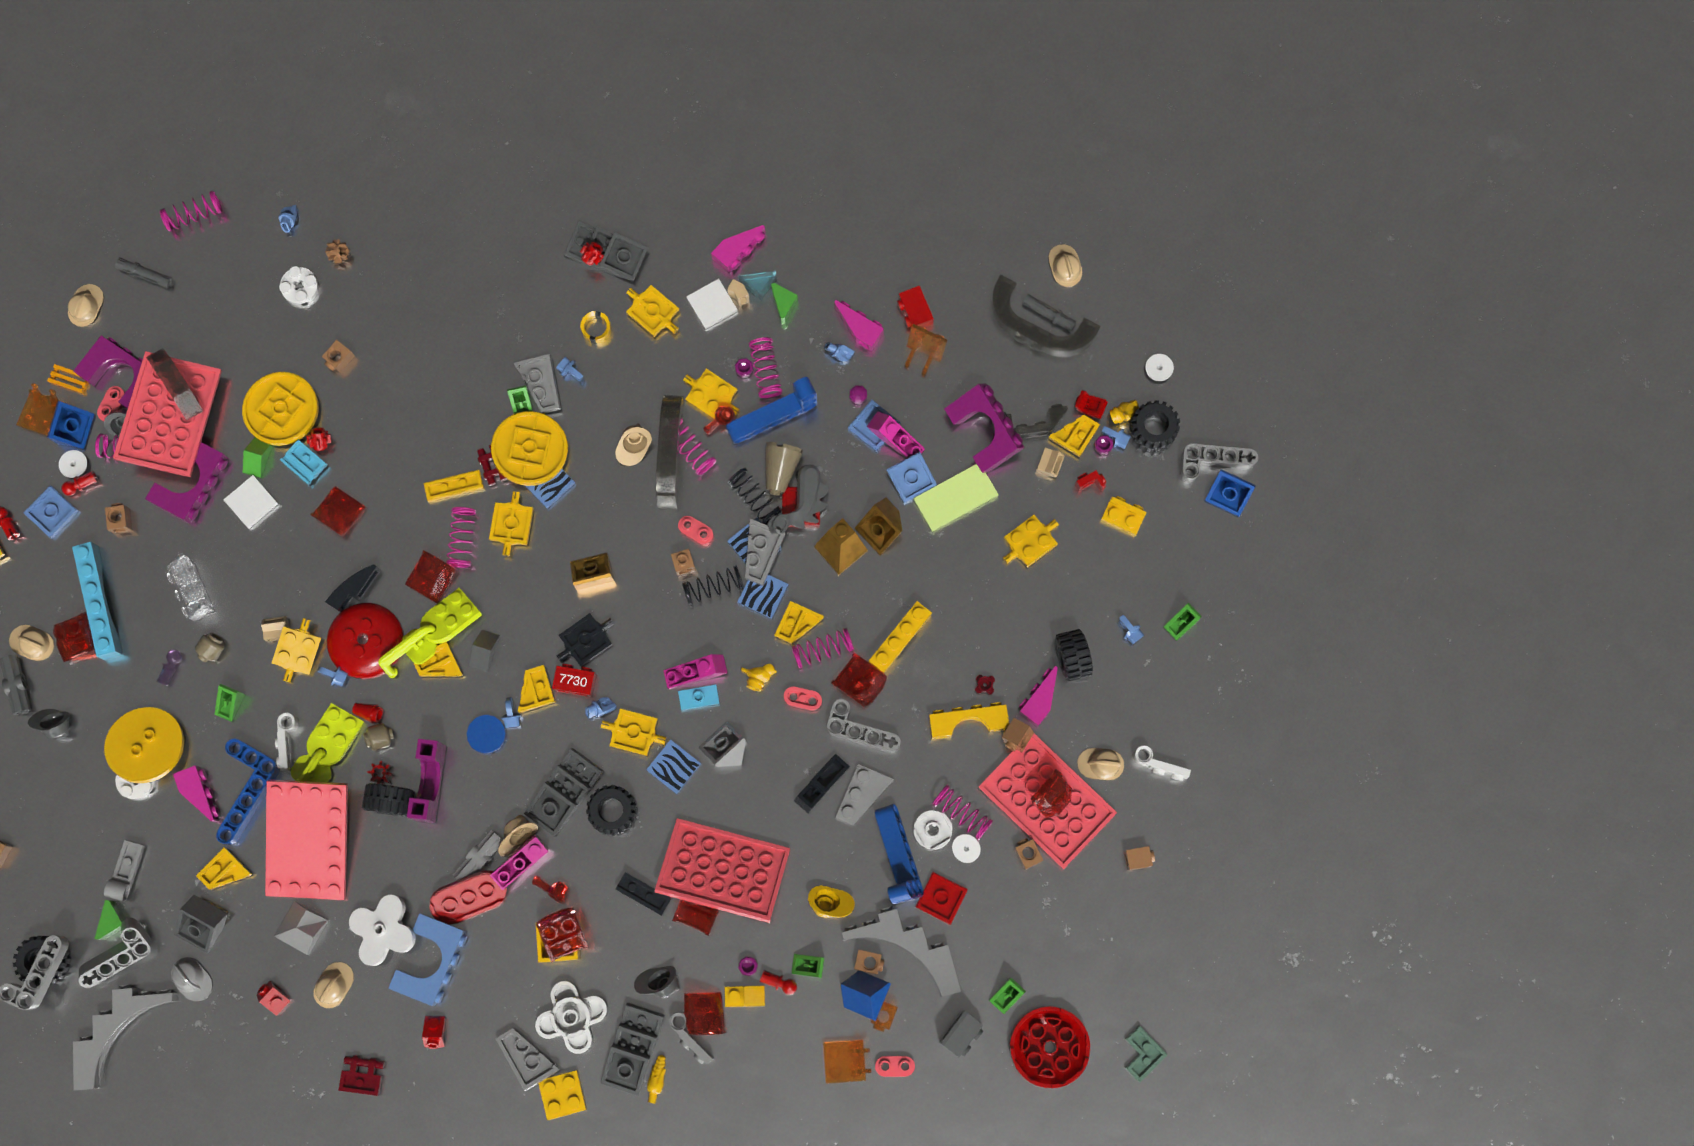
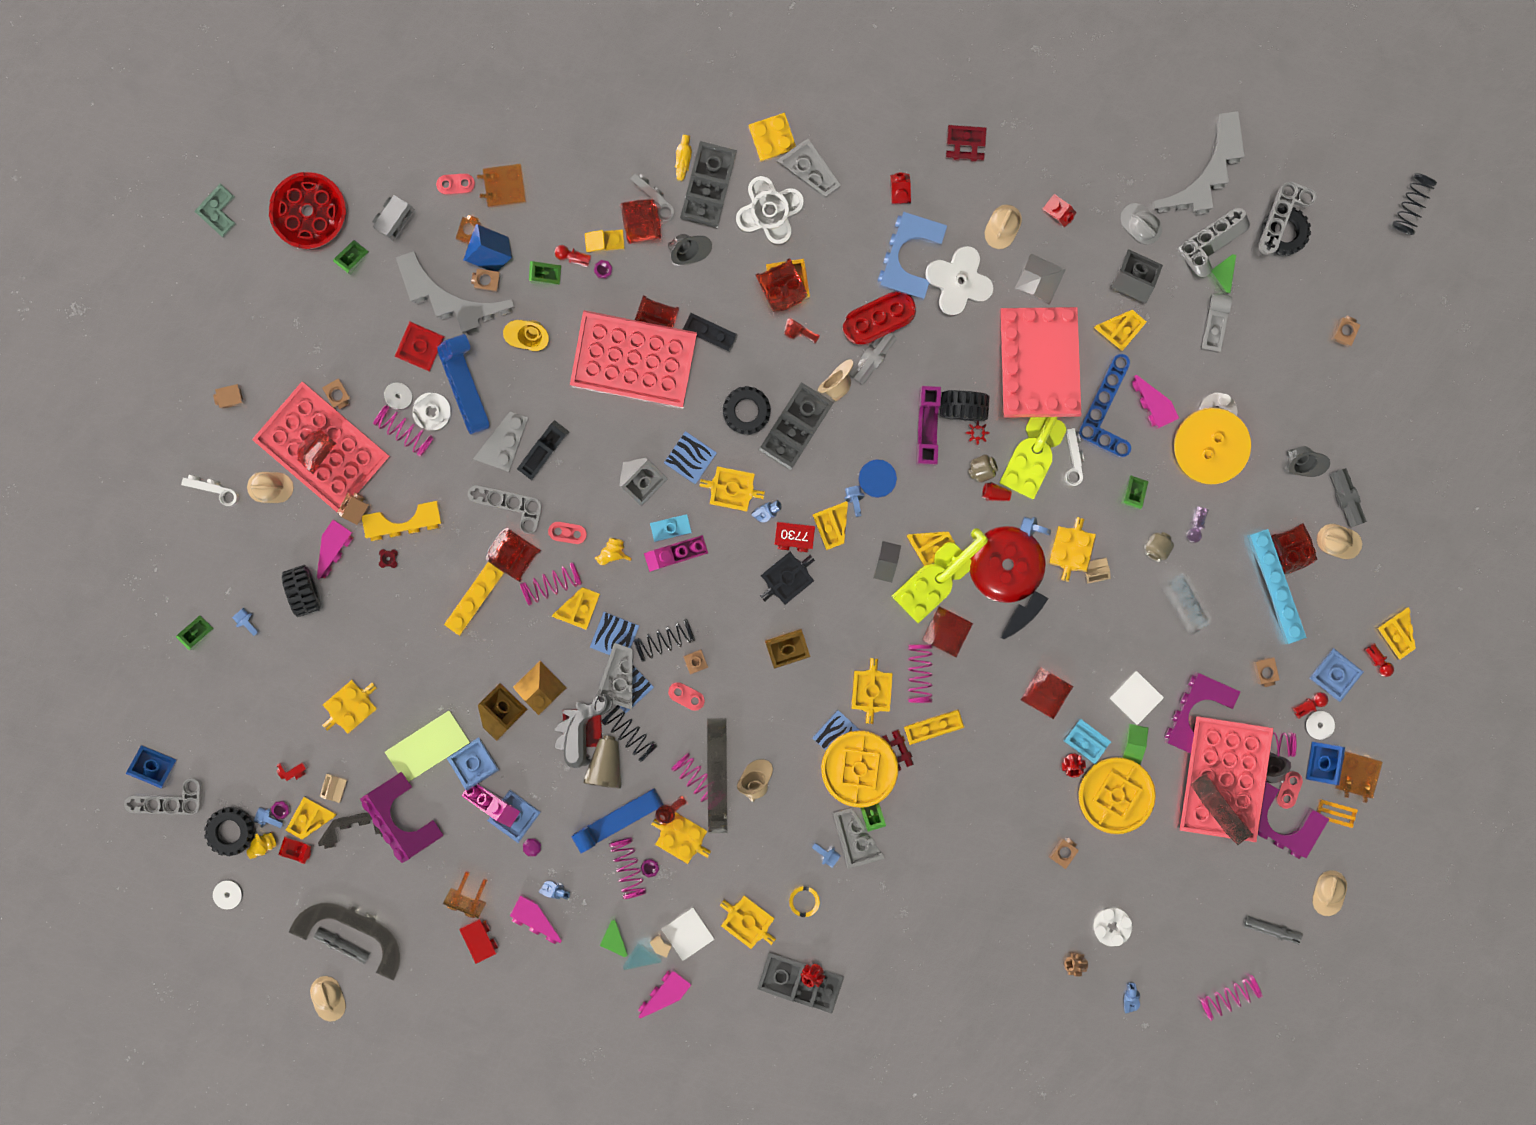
camera: 175 degrees right, 10 degrees up
(519, 861) = (831, 355): dark pink slope -> none
(1123, 515) = (257, 737): yellow bracket -> none

